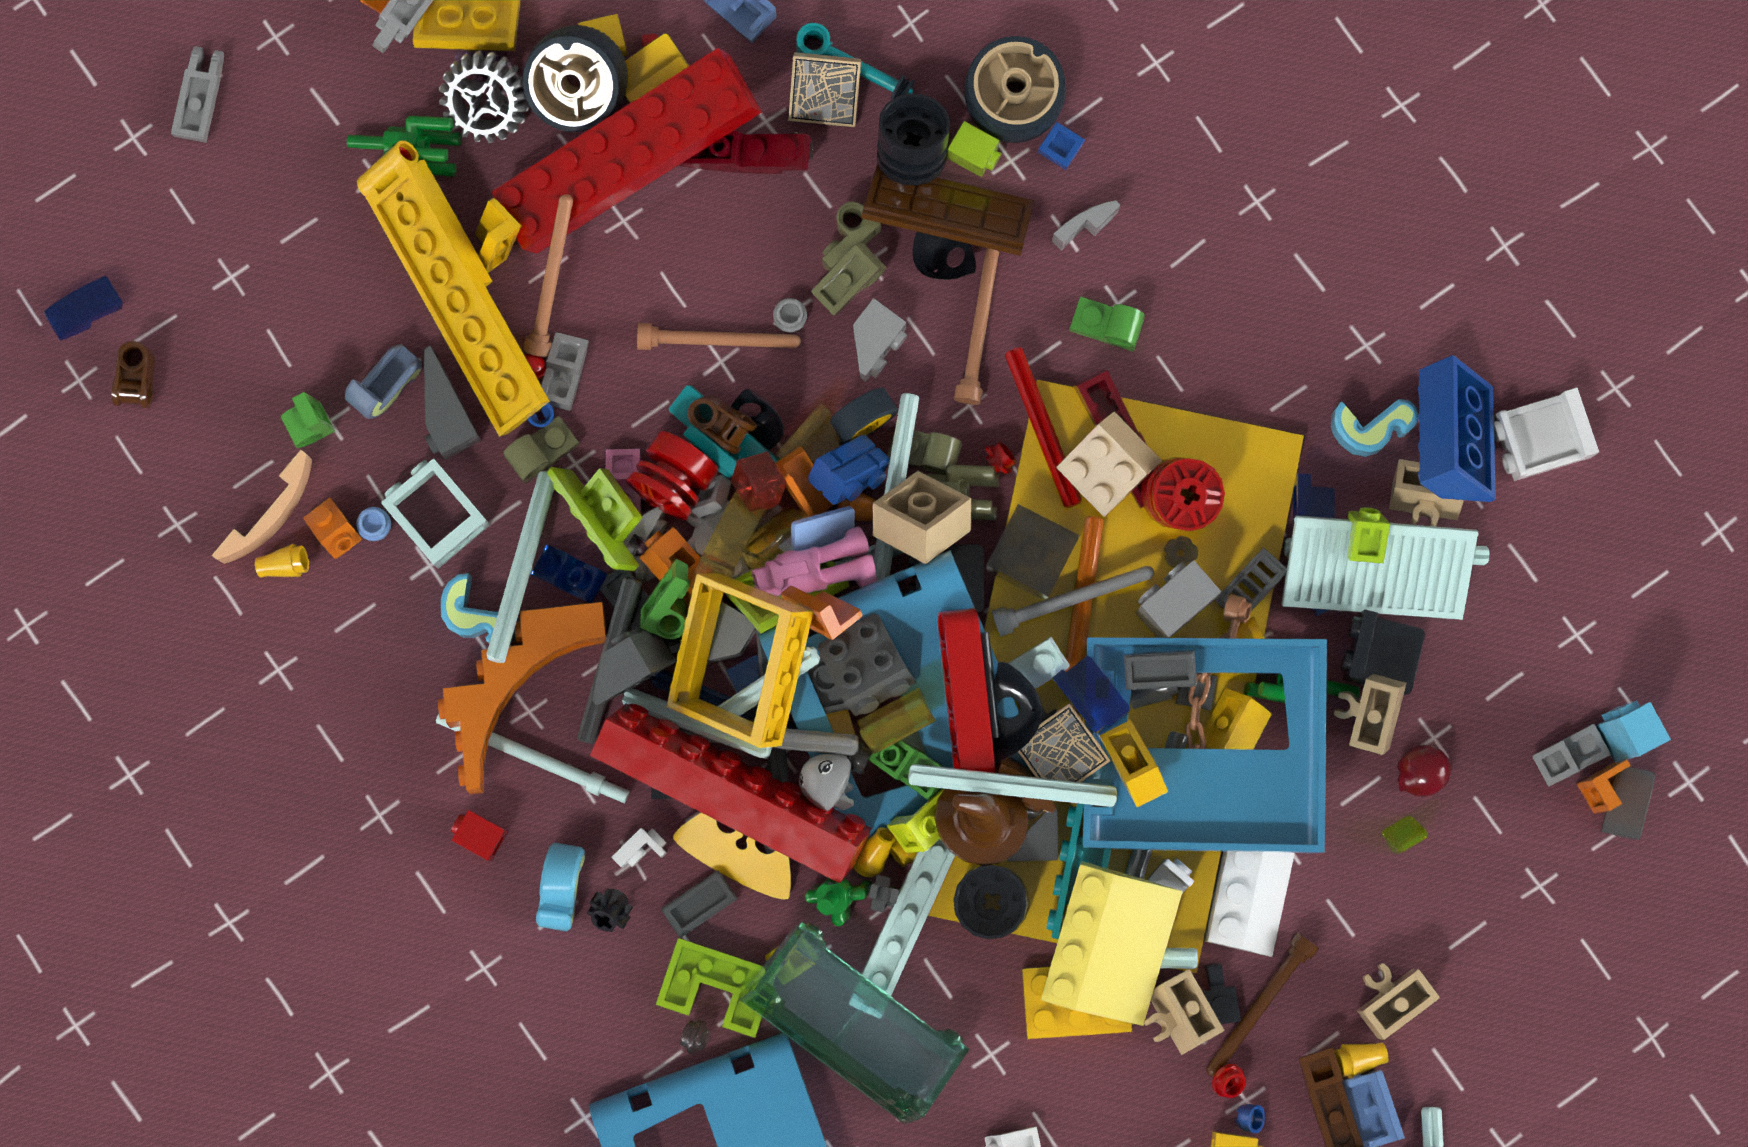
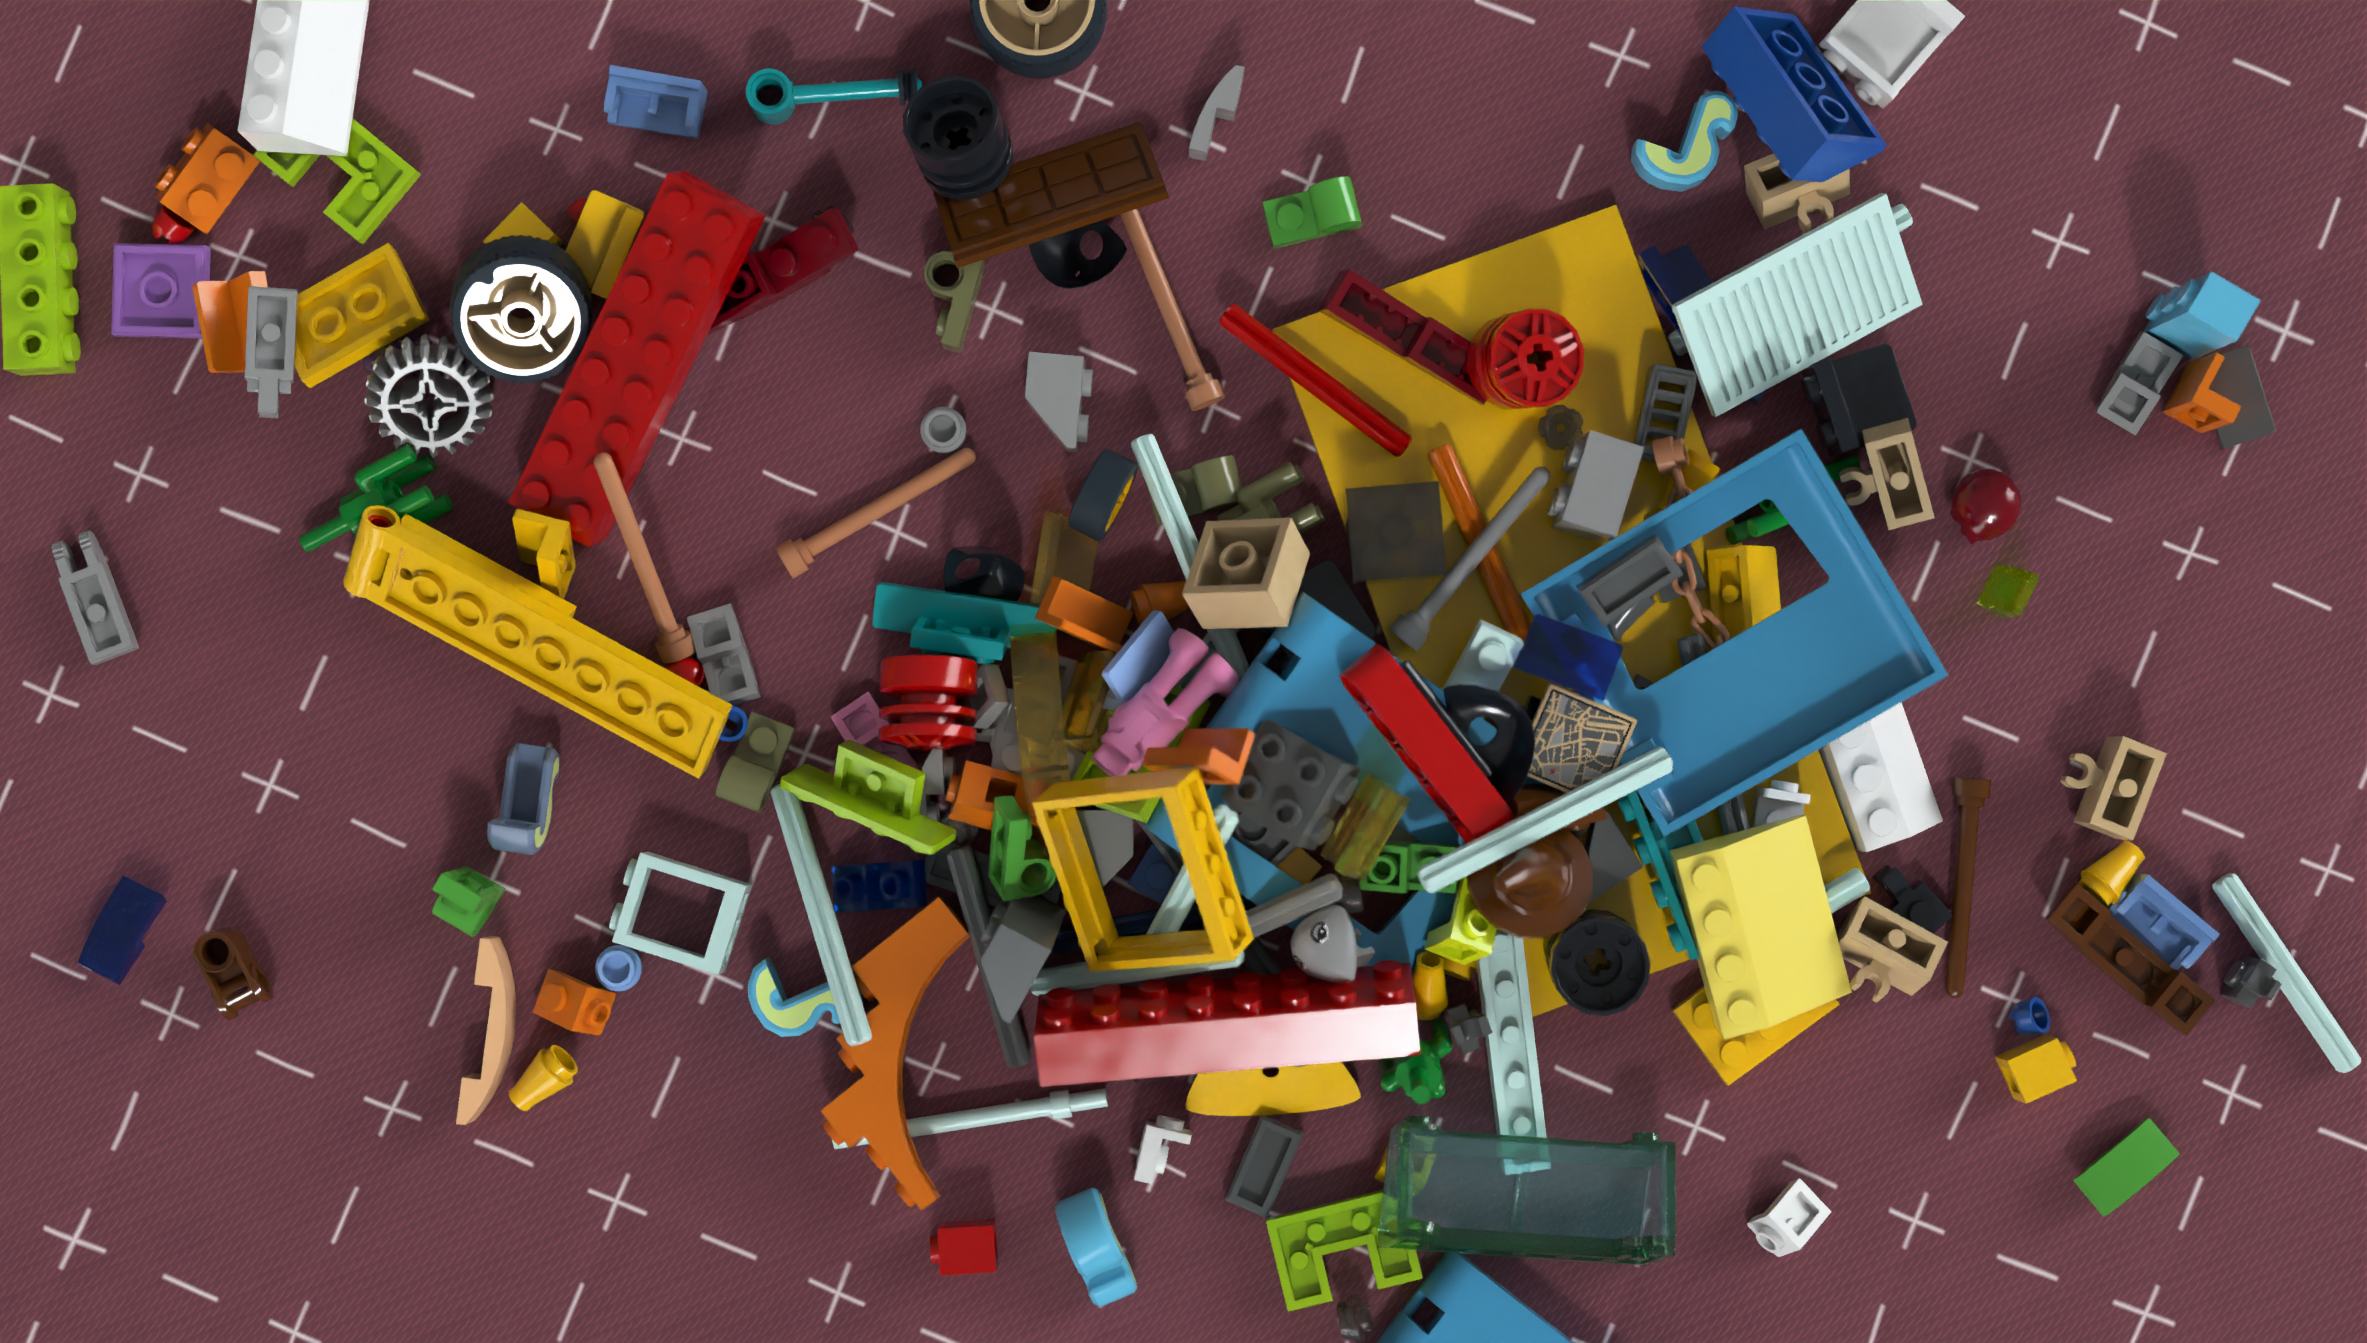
camera: 35 degrees left, 5 degrees up
(444, 413) = (618, 790): dark grey slope -> none
(609, 910) = (1169, 1238): black gear -> none
(723, 423) = (948, 605): reddish brown piece -> none
(758, 482) = (1033, 649): clear red brick -> none
(824, 89) = (818, 142): tile -> none
(848, 277) = (984, 346): olive plate -> none
(849, 470) = (1126, 568): blue brick -> none
(974, 150) = (1035, 106): lime brick -> none
(1000, 457) = (1288, 445): red plate -> none
(1061, 146) = (1131, 39): blue plate -> none
(1109, 464) = (1421, 377): tan brick -> none
(1134, 763) = (1666, 707): yellow slope -> none
(1229, 1081) = (1982, 991): red plate -> none
(1368, 536) = (1768, 277): lime bracket -> none

